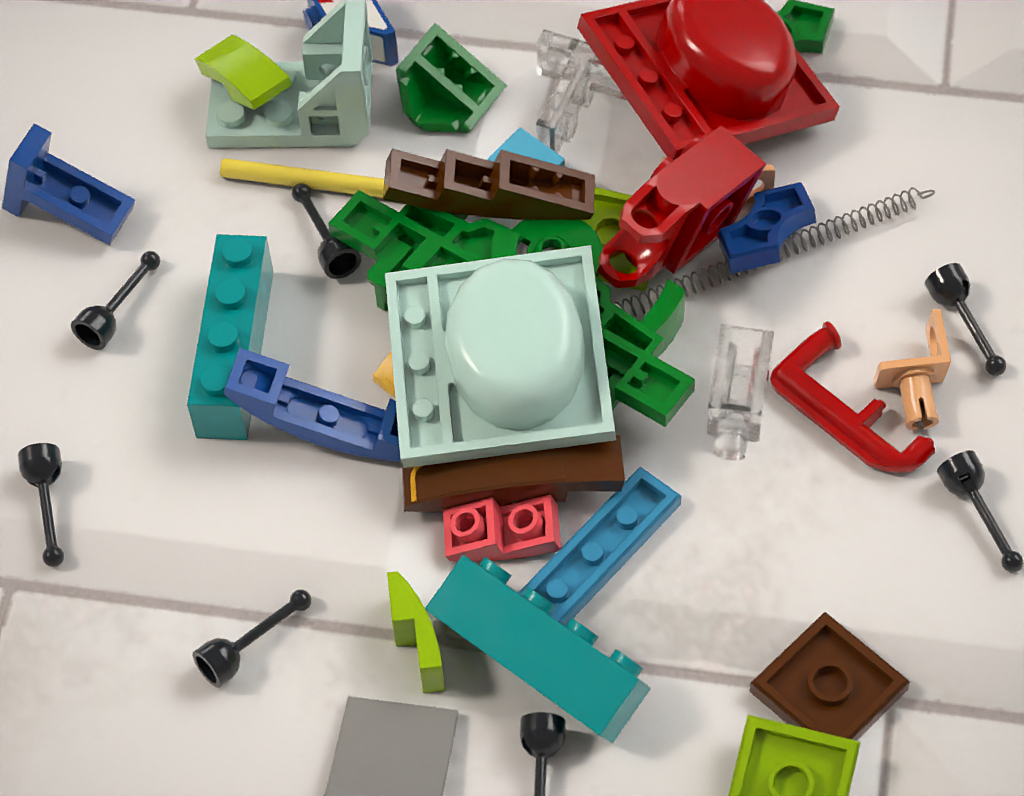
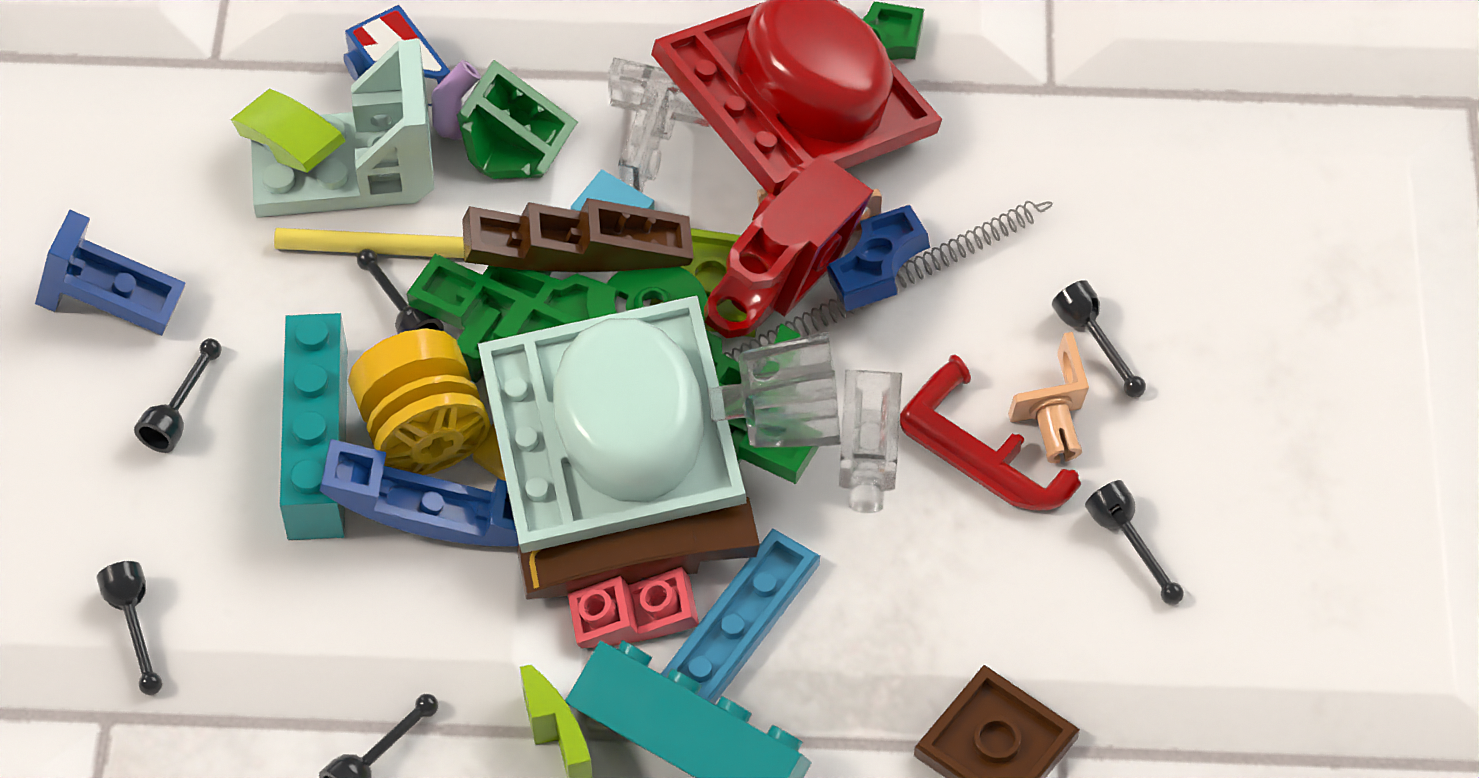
camera: 10 degrees left, 0 degrees up
(327, 321) = (419, 401): none -> yellow wheel
(390, 55) = (447, 99): none -> lavender arm
(659, 342) = (784, 394): none -> clear torso

